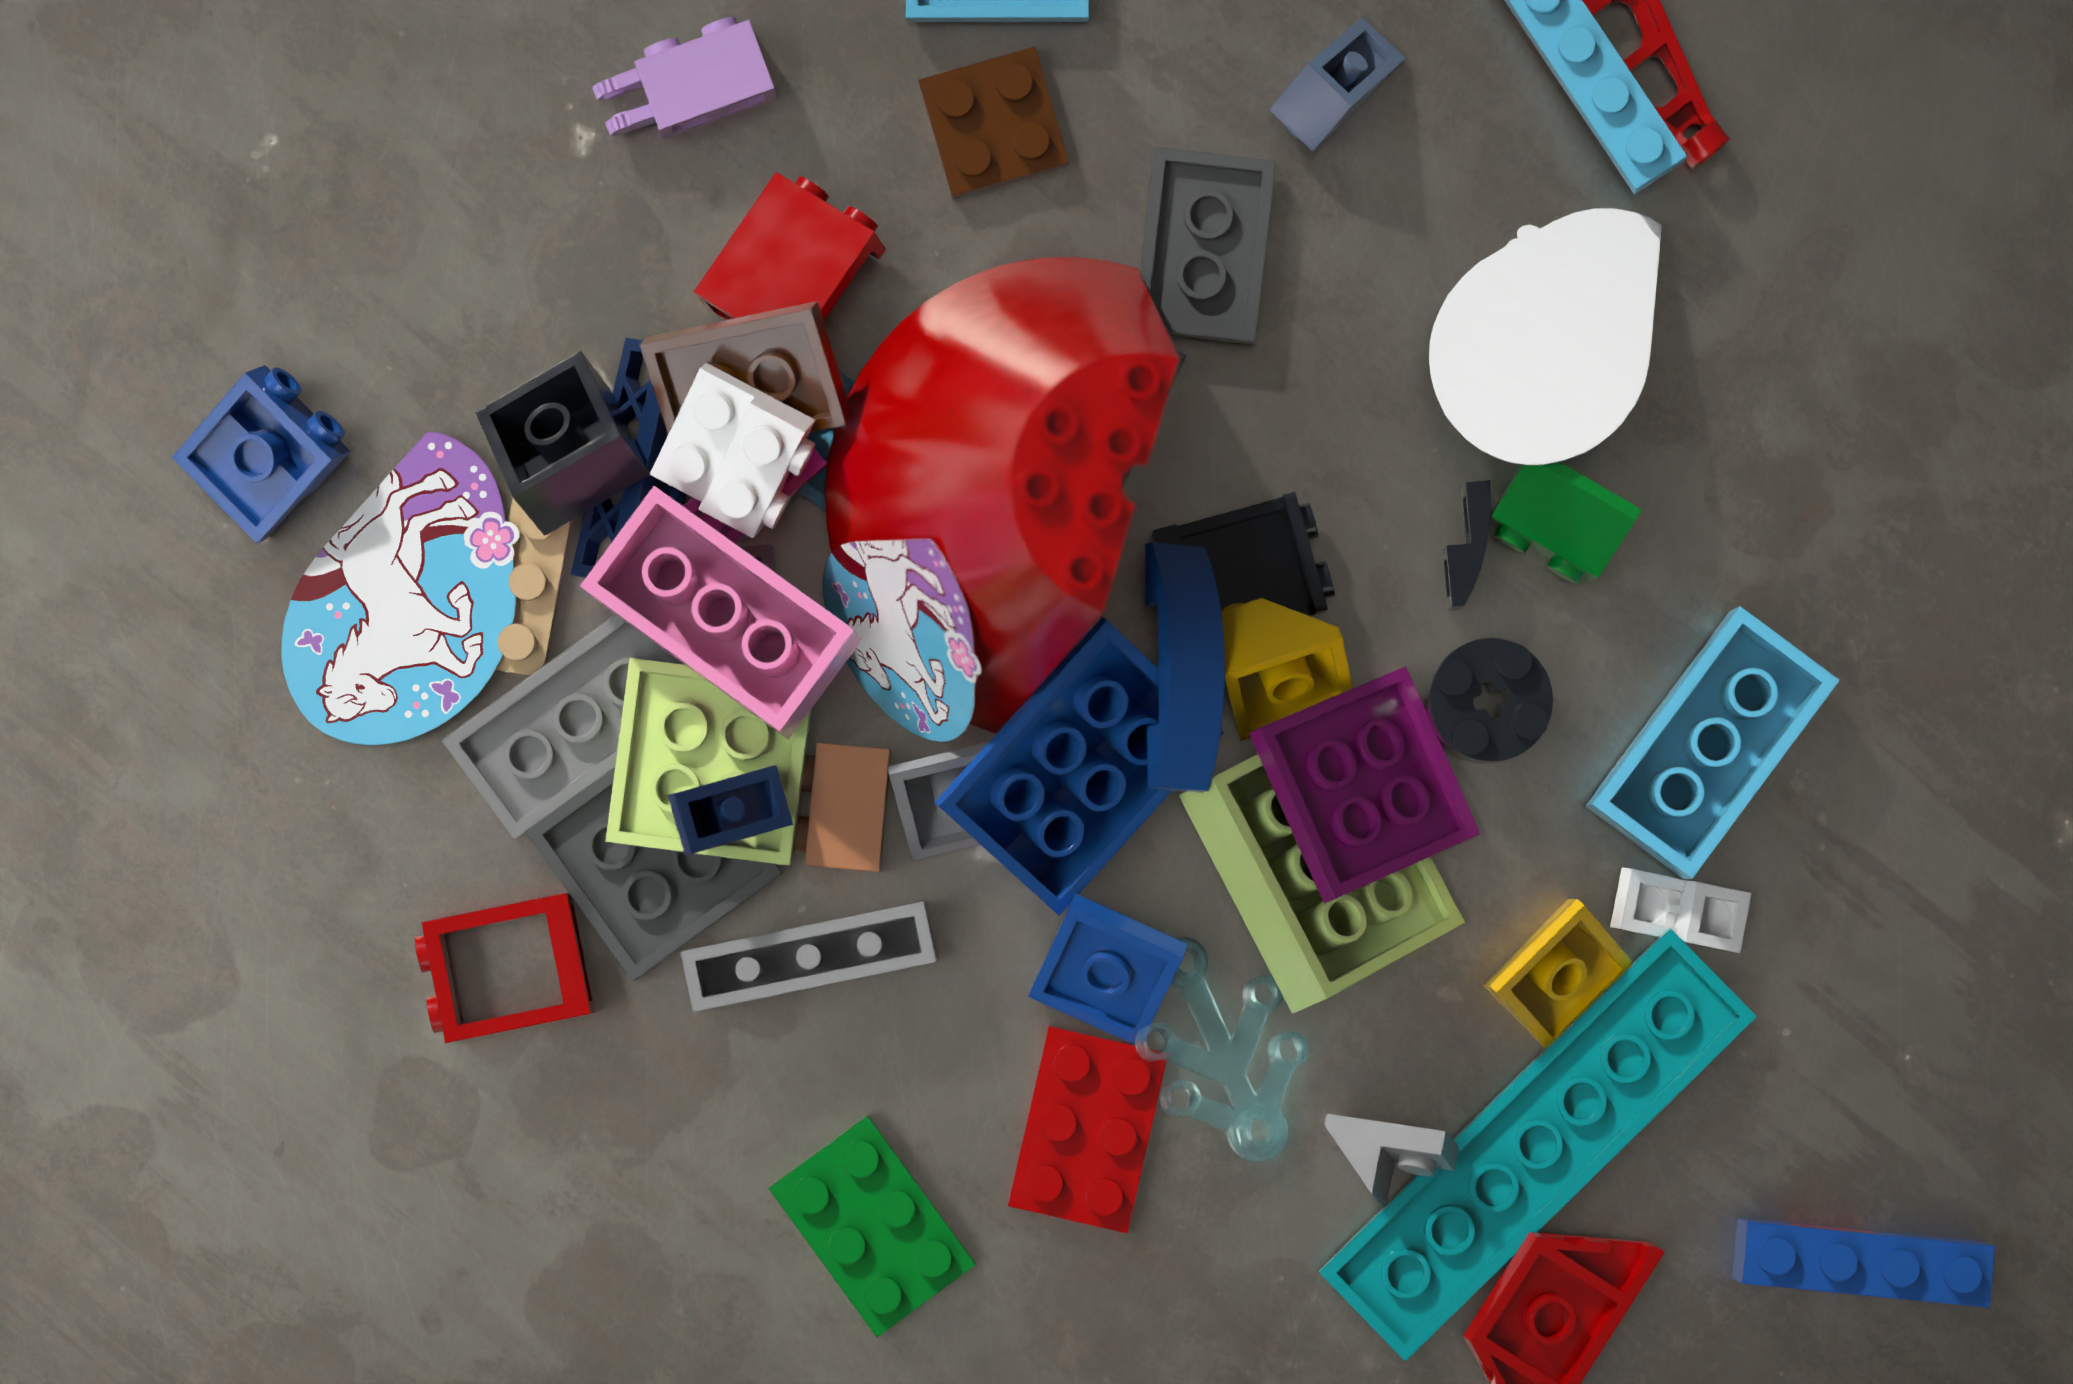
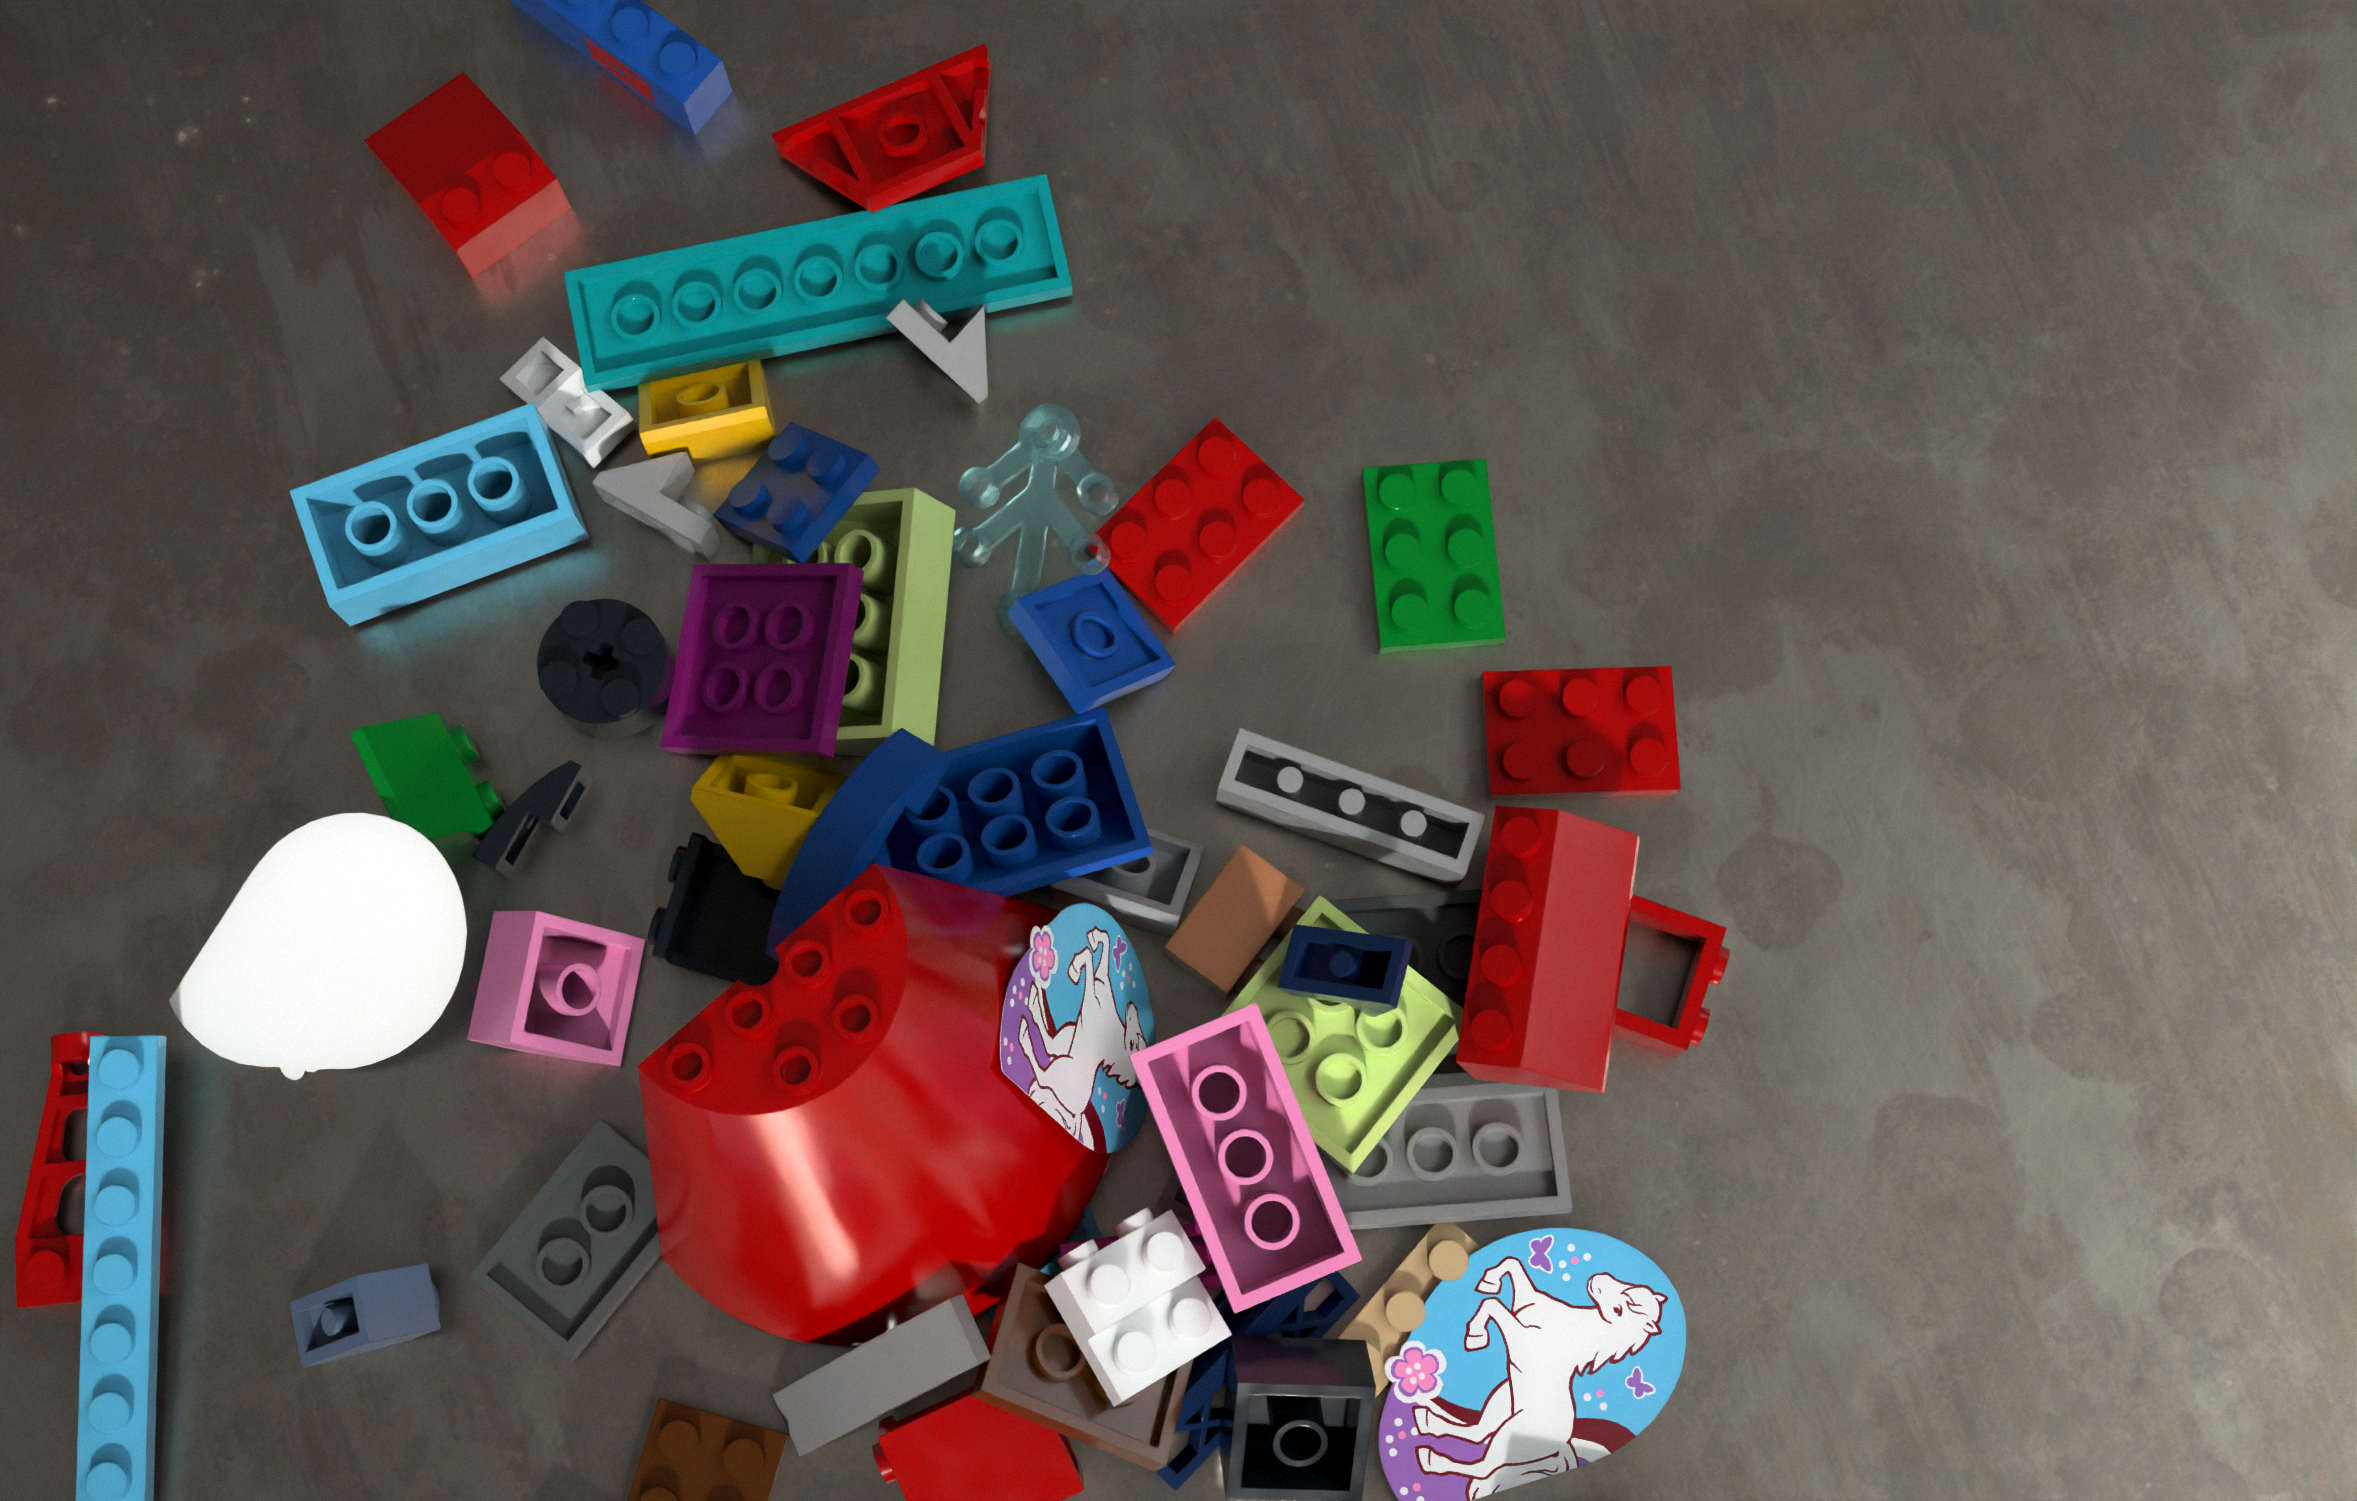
camera: 155 degrees left, 10 degrees down
(578, 931) = (1548, 950): none -> red slope
(660, 1146) = (1579, 733): none -> red plate
(900, 278) = (882, 1374): none -> light grey slope
(1358, 421) = (556, 987): none -> bright pink slope
(1431, 944) = (796, 492): none -> blue plate
(1556, 869) = (649, 495): none -> light grey slope
(1906, 1058) = (469, 174): none -> red slope

